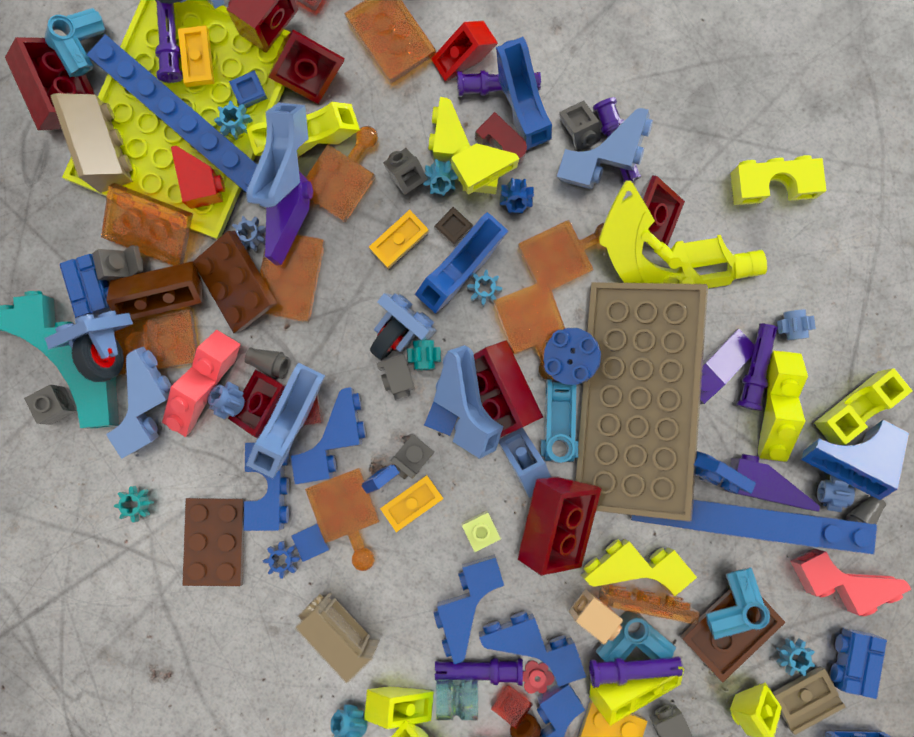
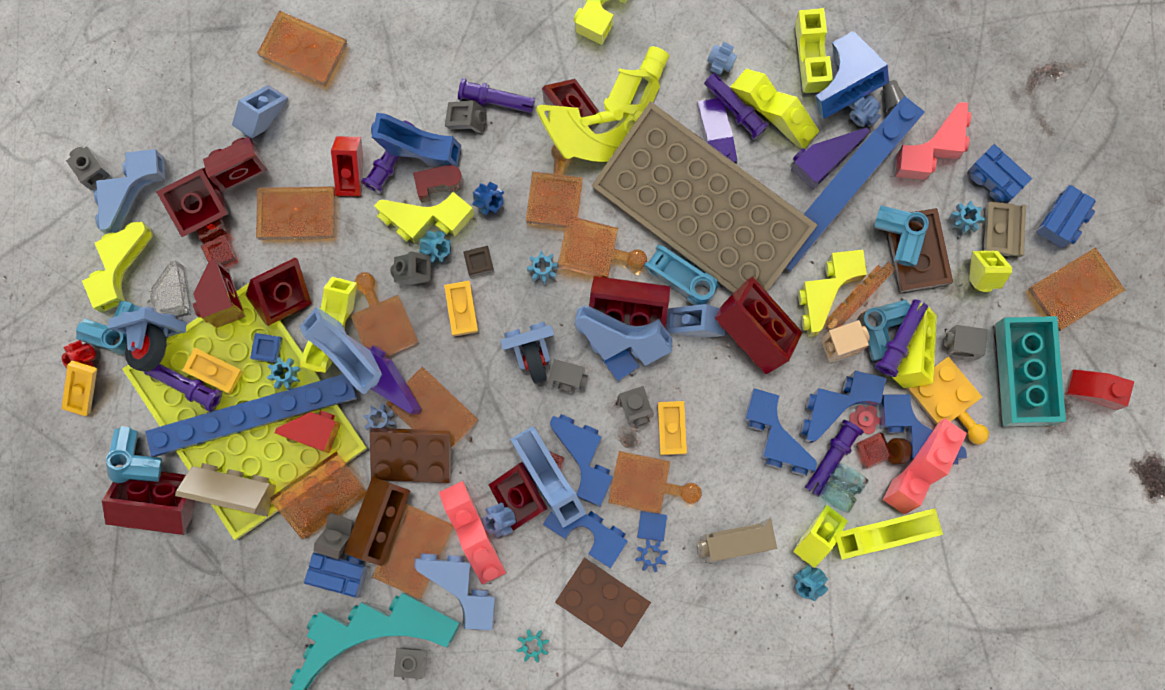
camera: 50 degrees left, 5 degrees down
(93, 344) = (389, 590): plate -> none
(269, 362) = (489, 470): dark grey cone -> none
(379, 478) = (637, 438): blue tile -> none
(423, 355) = (564, 345): teal gear -> none
(462, 263) = (513, 270): blue arch -> none
(480, 531) = (726, 388): yellowish green brick -> none
(481, 165) = (449, 208): neon yellow slope -> none
(585, 359) = (630, 243): blue plate -> none
(618, 150) = (505, 100): medium blue arch -> none
(715, 471) = (791, 184): blue plate -> none

